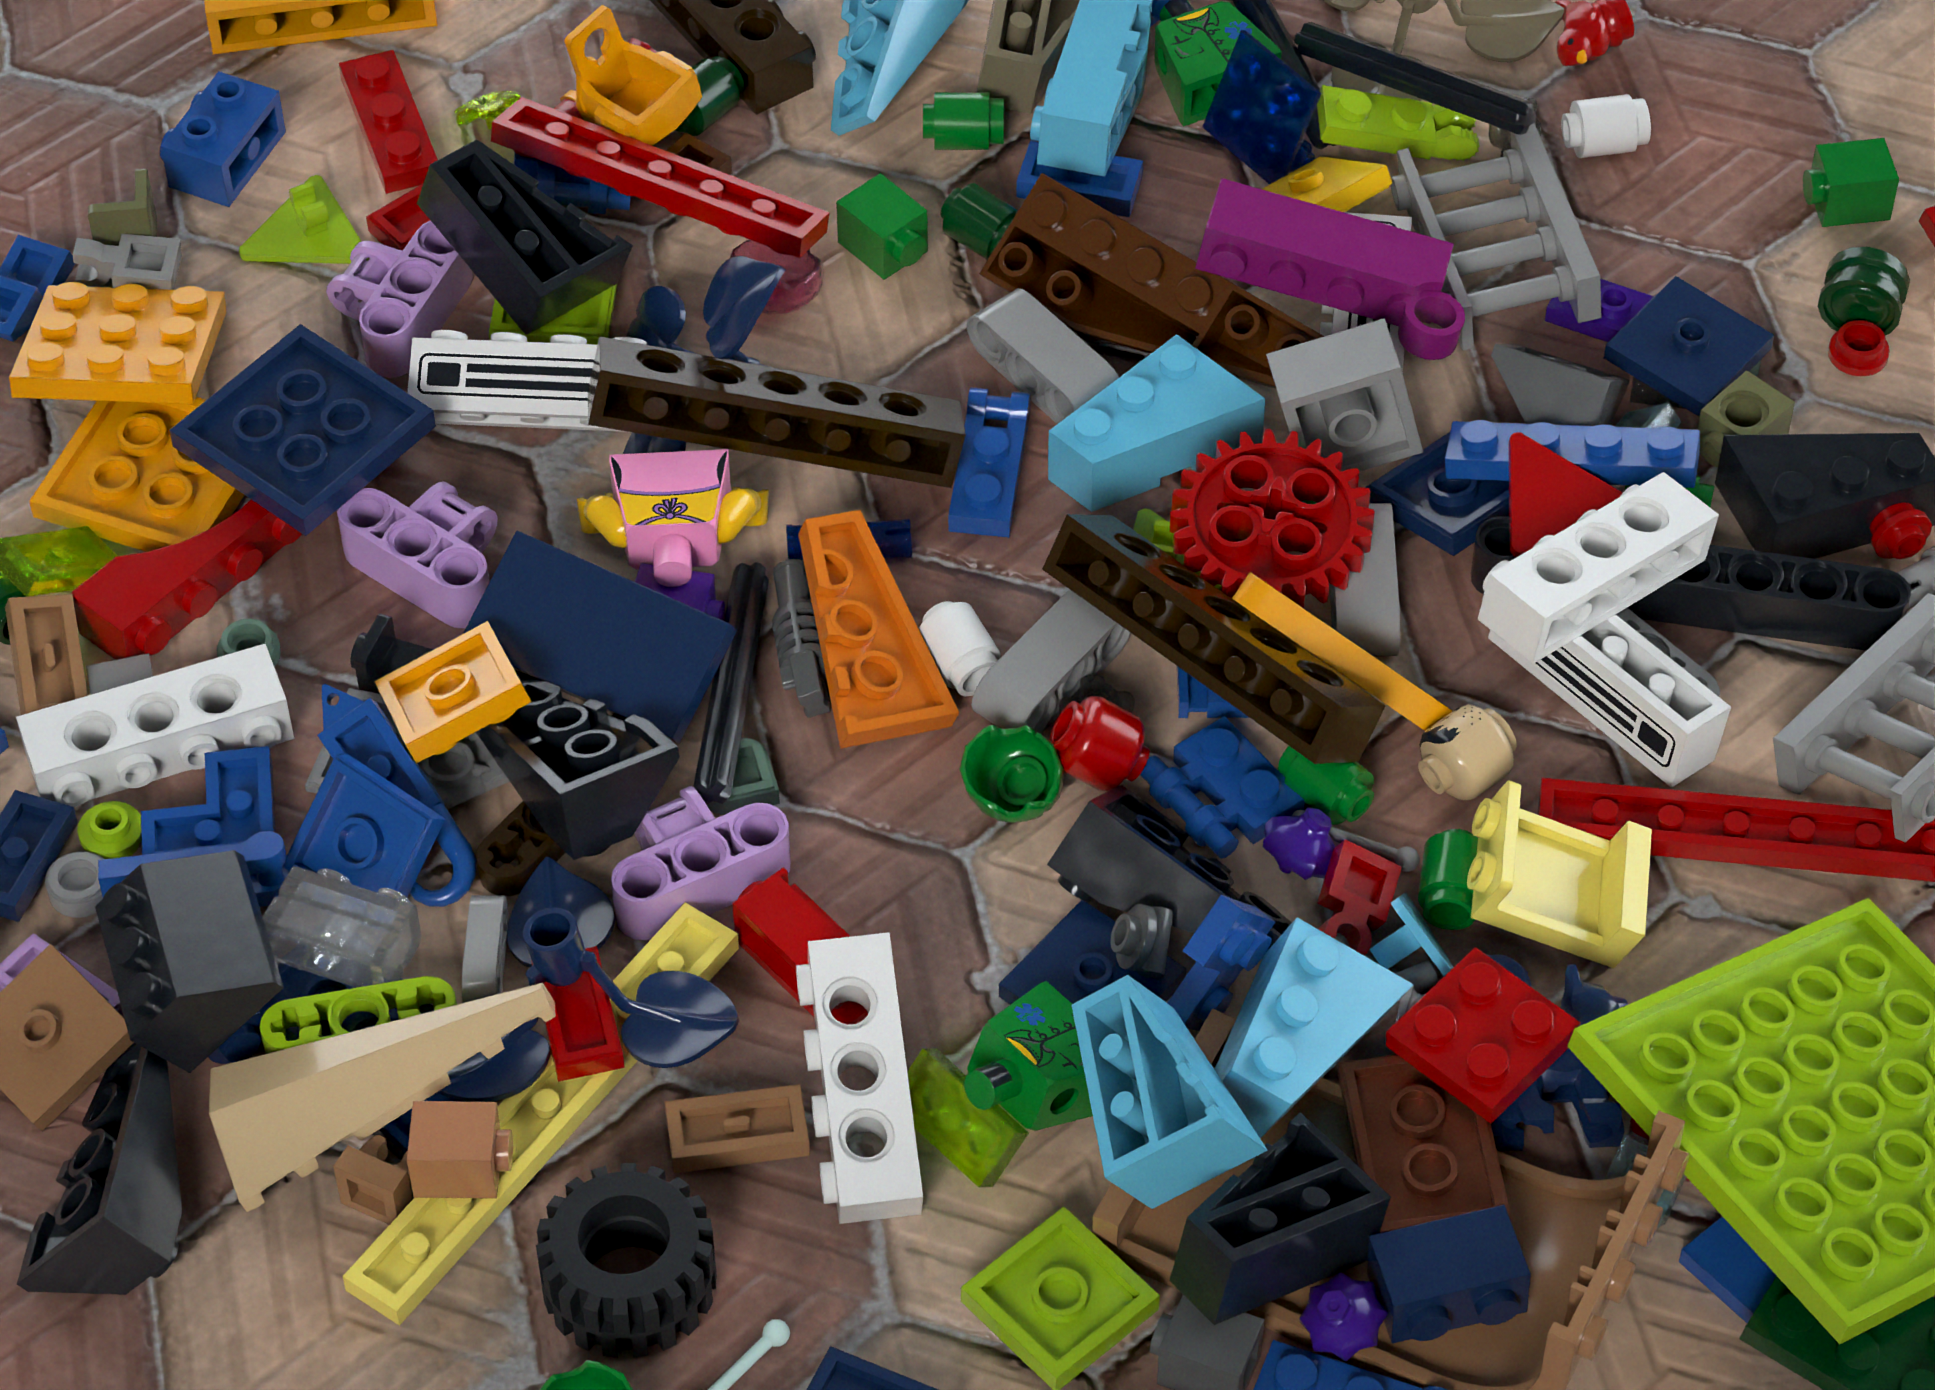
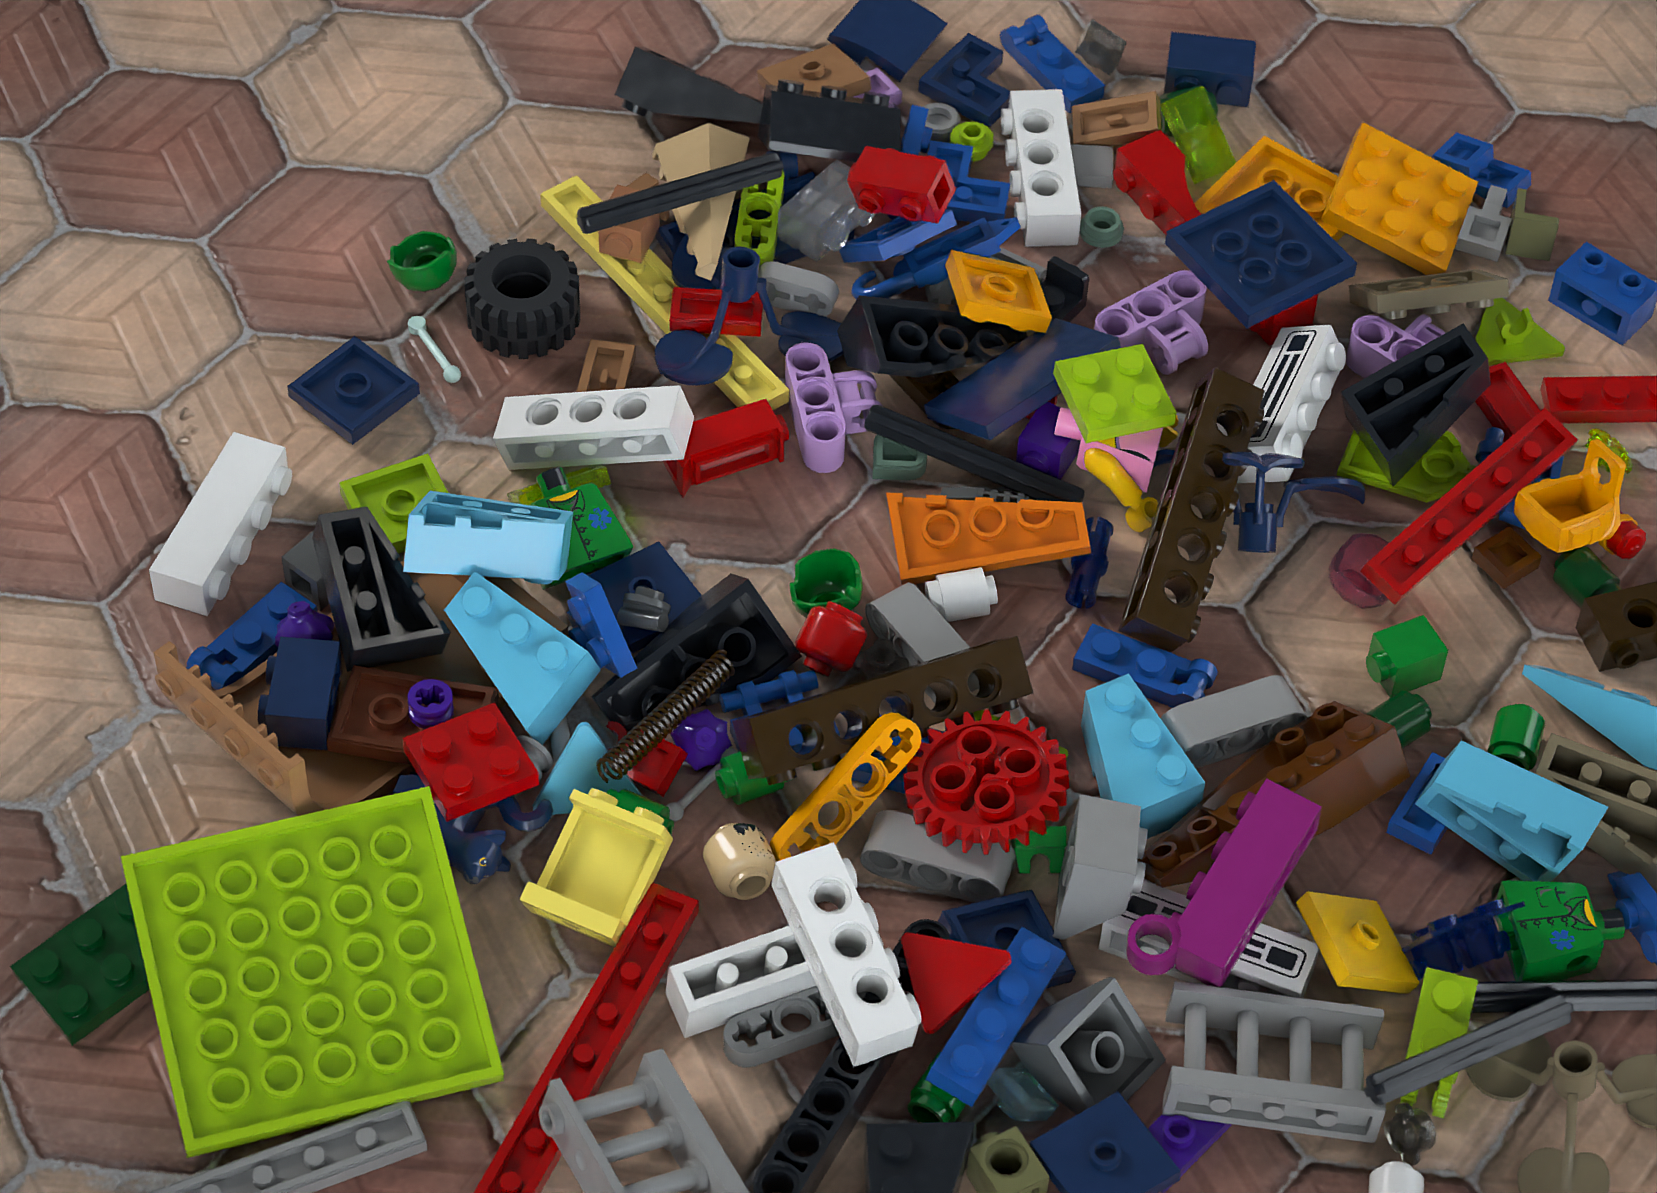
camera: 105 degrees right, 0 degrees up
(288, 274) = (1430, 292): none -> dark tan plate
(324, 816) = (901, 184): none -> red brick
(415, 1066) = (679, 193): none -> black axle
(637, 497) = (1114, 393): none -> lime plate
(1308, 852) = (669, 716): none -> dark brown piece
(1414, 1087) = (426, 693): none -> dark purple bush

